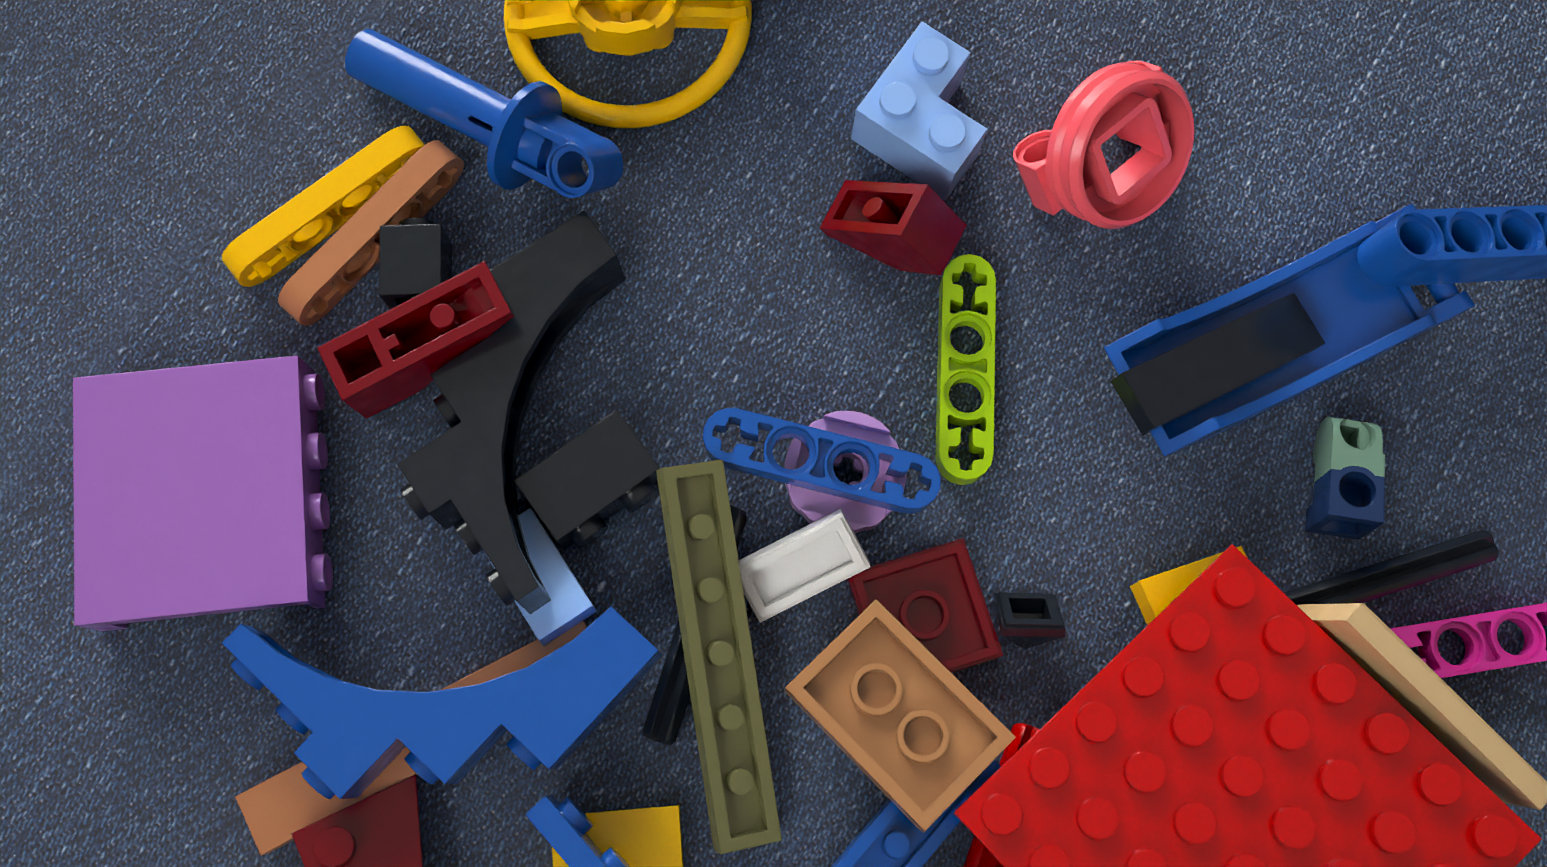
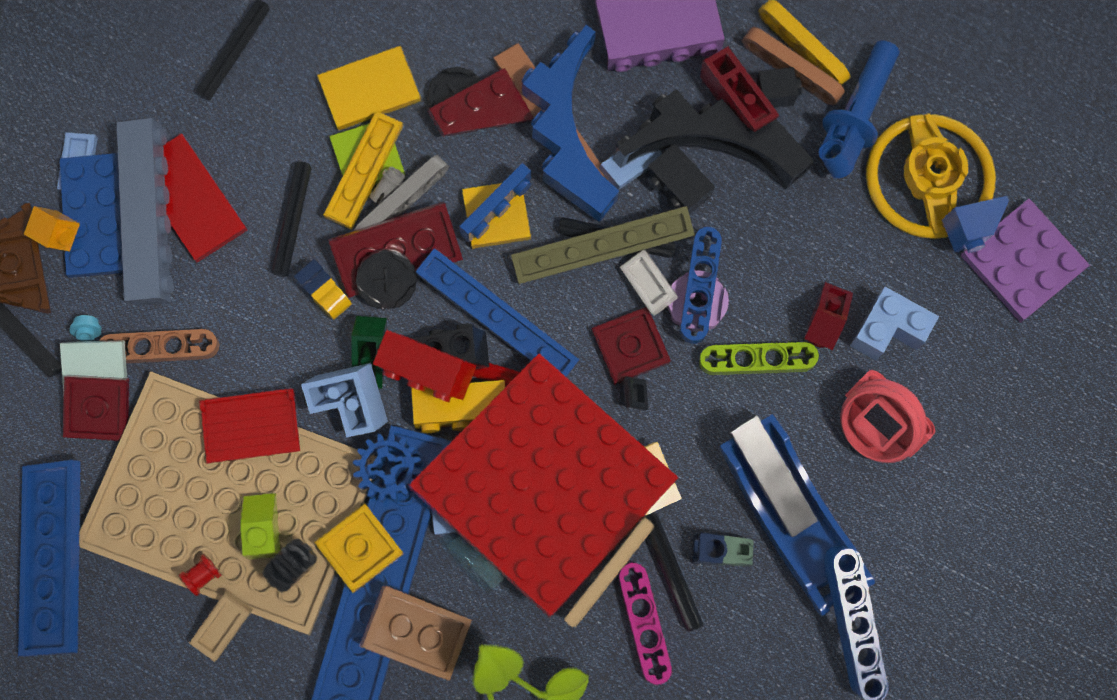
camera: 85 degrees right, 0 degrees up
(899, 715) = (581, 328): medium nougat plate -> none

